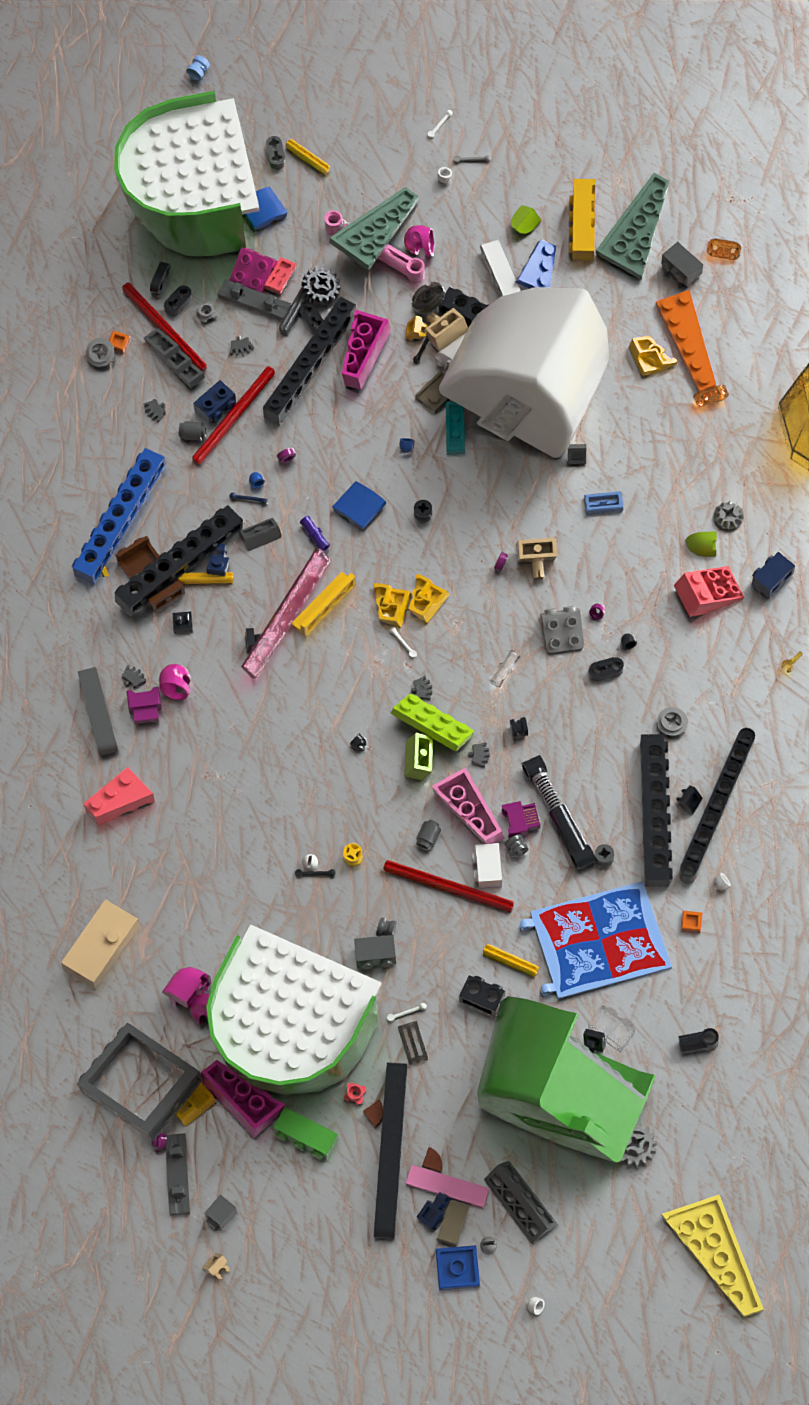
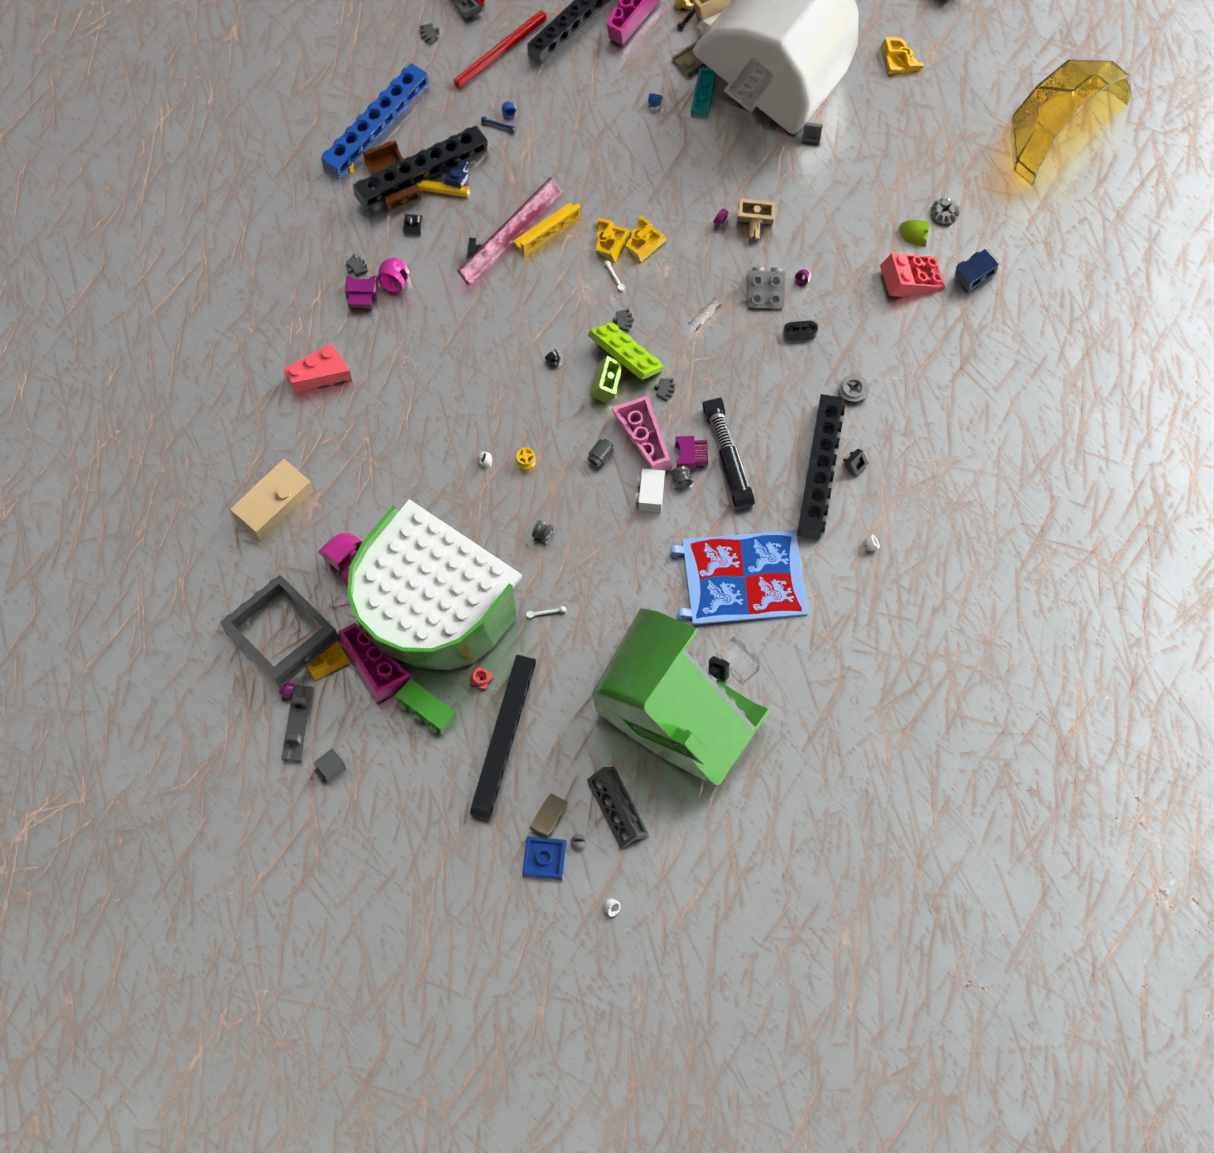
camera: 10 degrees right, 0 degrees up
(97, 711) = (316, 290): dark grey beam -> none
(192, 430) = (459, 56): dark grey brick -> none
(214, 1264) = (313, 813): tan tile -> none
(215, 402) = (485, 34): dark blue brick -> none
(260, 534) = (502, 157): dark grey slope -> none
(286, 455) = (540, 91): magenta tile -> none
(298, 873) = (471, 467): black hinge -> none
(314, 533) = (552, 164): dark purple pin -> none
(359, 505) = (599, 146): blue slope -> none
(374, 1113) = (495, 700): copper tile -> none
(375, 951) = (527, 550): dark grey brick -> none
(417, 1058) = (547, 656): clear smoke tile -> none
(425, 514) = (660, 164): black wheel -> none
(431, 1212) = (530, 801): dark blue plate -> none
(432, 1161) = (541, 754): copper tile -> none
(448, 885) = (610, 503): red axle -> none
(453, 1187) = (550, 780): bright pink tile -> none
(479, 1000) = (617, 612): black brick -> none
(510, 960) = (654, 581): yellow axle -> none
(519, 727) = (706, 369): black wheel -> none
(603, 505) = (829, 183): medium blue tile -> none
(603, 860) = (761, 504): dark grey wheel -> none
(628, 641) = (826, 309): black hinge -> none
(639, 1154) = (745, 771): light grey gear -> none
(685, 331) = (937, 42): orange wing -> none
(691, 921) = (835, 575): orange tile -> none
(696, 1042) = (817, 687): black piece -> none
(710, 395) = (949, 100): clear orange beam -> none
(711, 1240) = (794, 876): light yellow wing -> none
(715, 813) = (879, 479): black beam -> none
(790, 662) = (978, 353): clear yellow hand -> none

